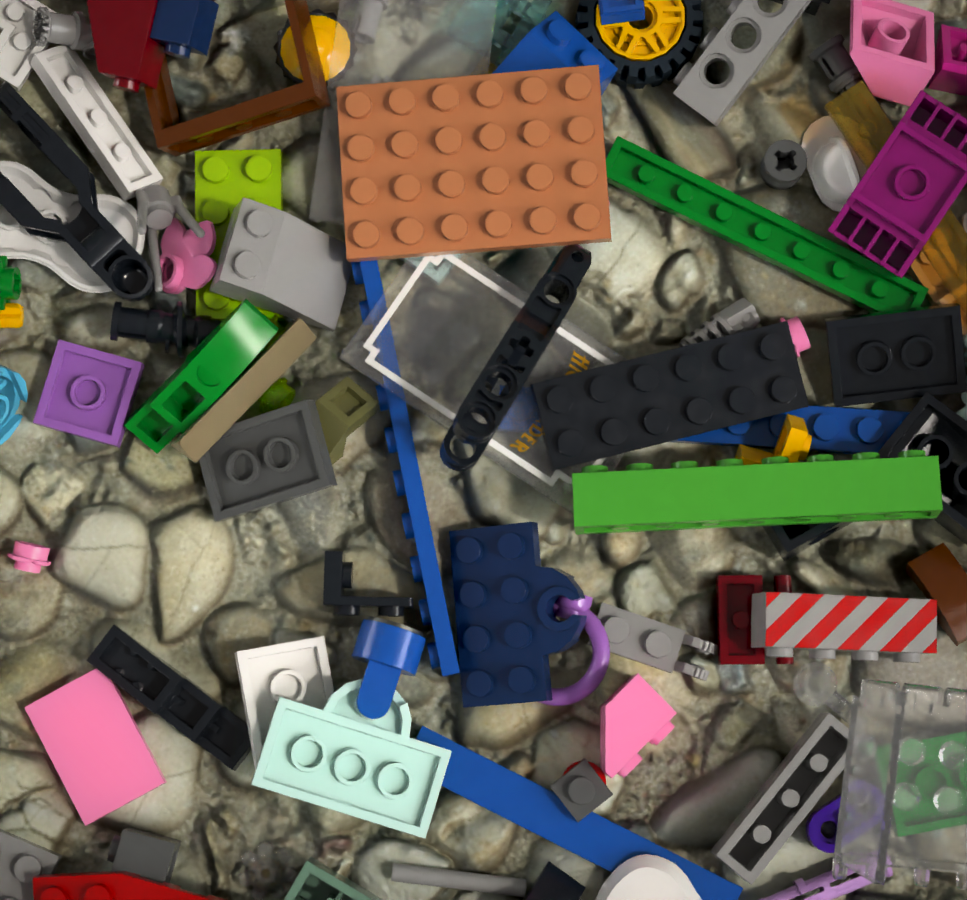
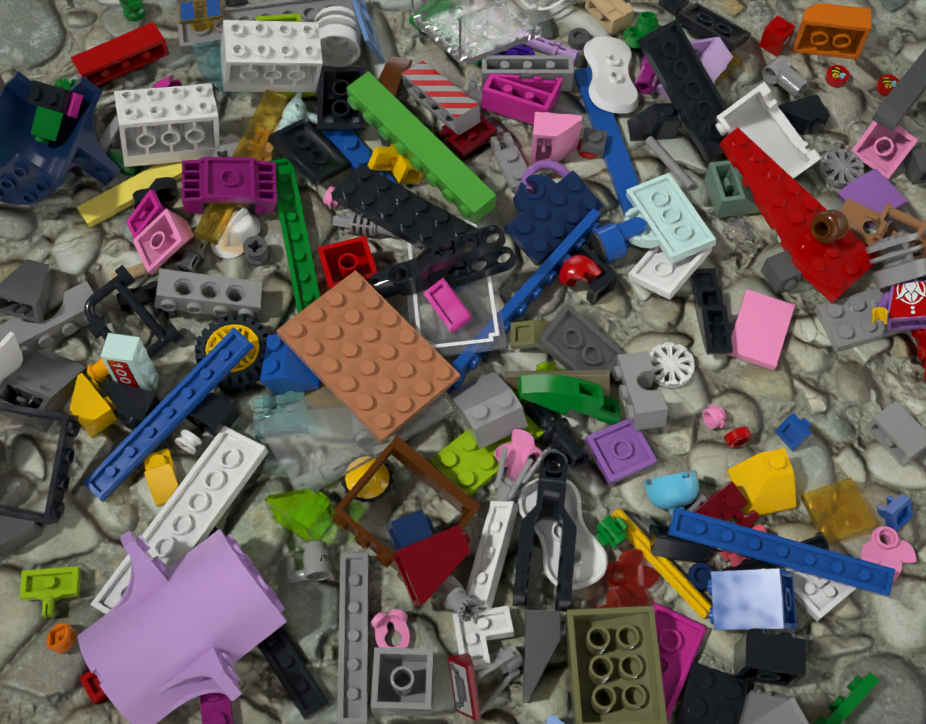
camera: 130 degrees left, 20 degrees down
(149, 571) = (672, 365): none -> white wheel
(174, 499) = (643, 407): none -> light grey arch
(380, 564) = (578, 268): none -> red hair
(460, 324) = (448, 305): none -> dark pink tile
(644, 255) = (345, 257): none -> red brick
(743, 750) = (520, 97): none -> dark pink wedge

